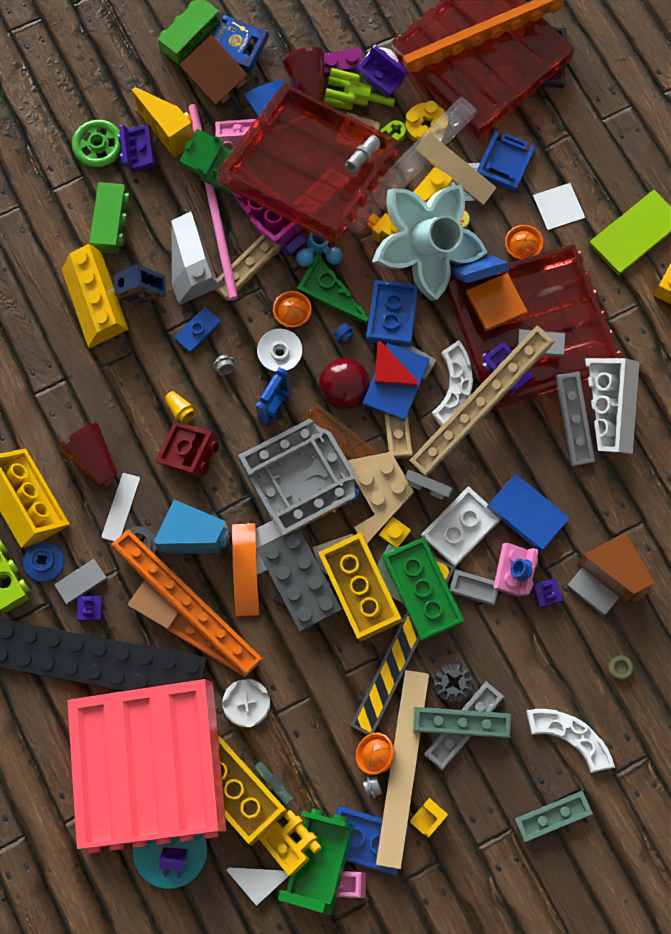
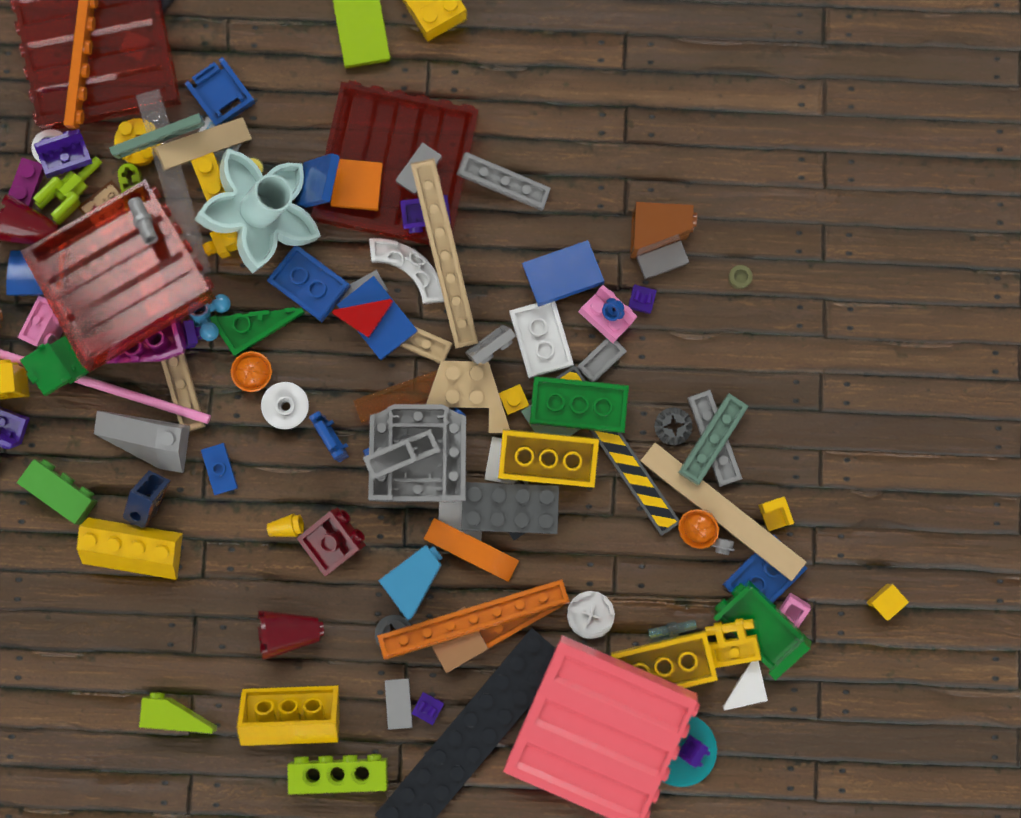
camera: 65 degrees left, 10 degrees up
(54, 562) = (367, 718): blue piece -> none
(120, 507) = (348, 630): white sticker -> none
(224, 365) = (268, 463): light grey plate -> none
(292, 460) = (401, 454): none -> light grey slope
(343, 333) = (302, 338): blue plate -> none
(344, 383) = (349, 364): dark red piece -> none
(438, 129) = (157, 136): none -> sand green tile
(523, 242) = (311, 124): orange hat -> none
(553, 816) = (831, 408): sand green plate -> none
(559, 206) = (292, 72): white sticker -> none
(573, 731) = (772, 348): white tile -> none
(614, 400) = (511, 138): white wedge -> none

